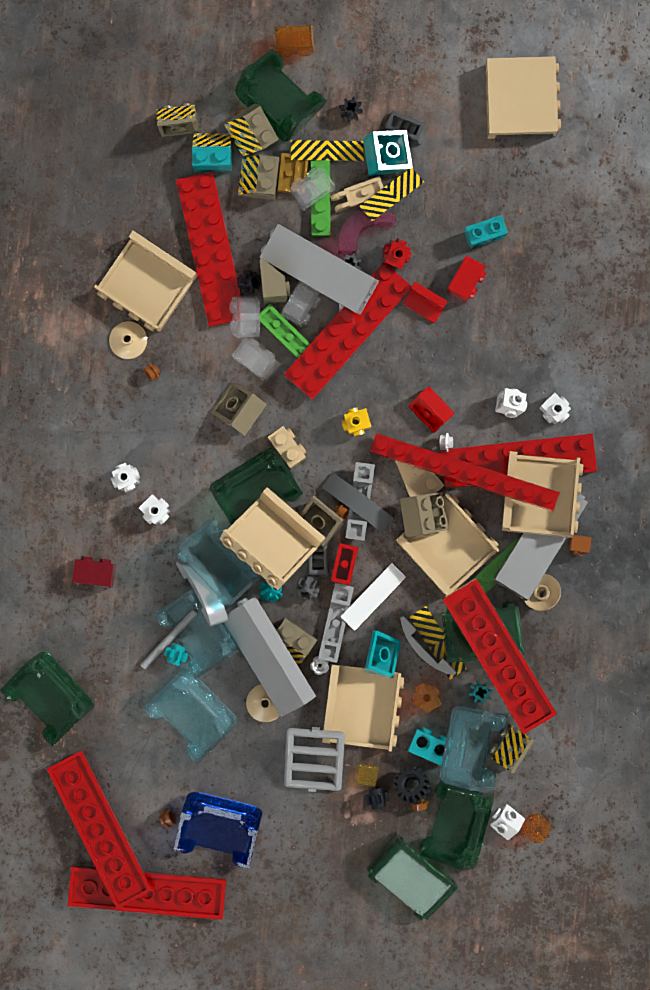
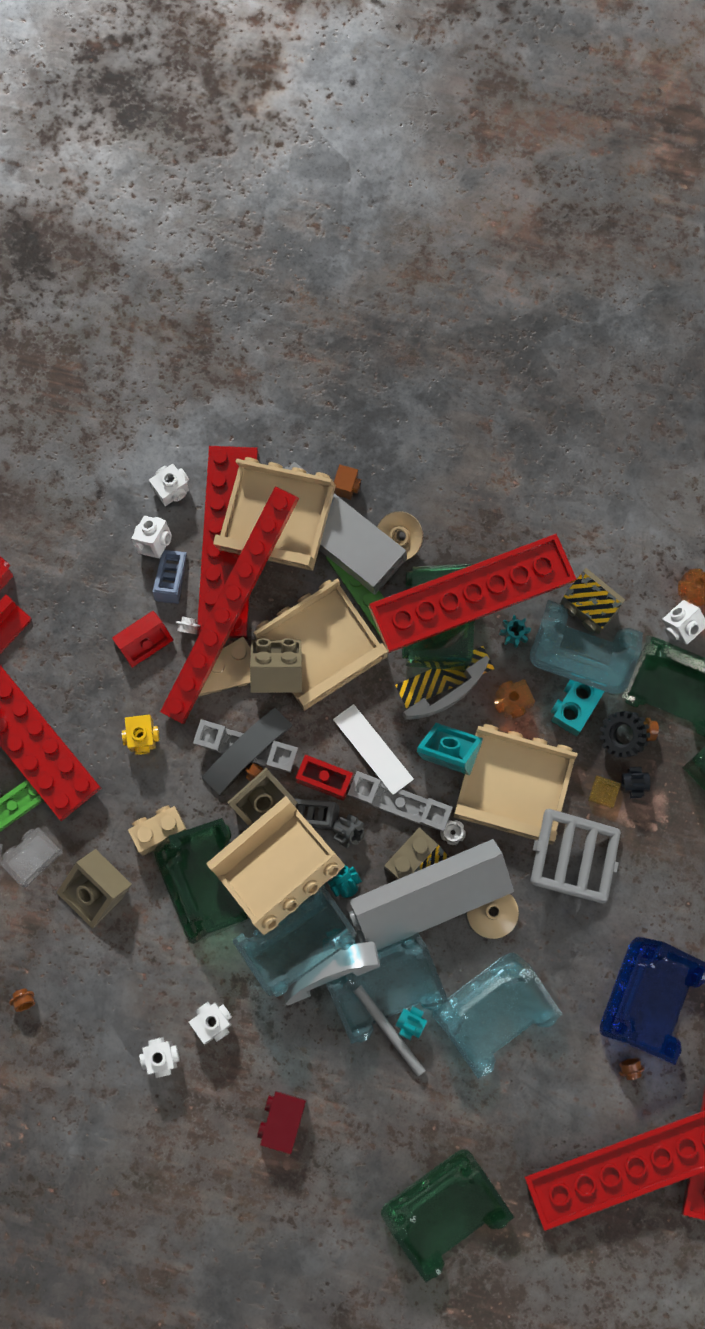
camera: 85 degrees left, 10 degrees down
(467, 421) = (167, 591): none -> sand blue slope

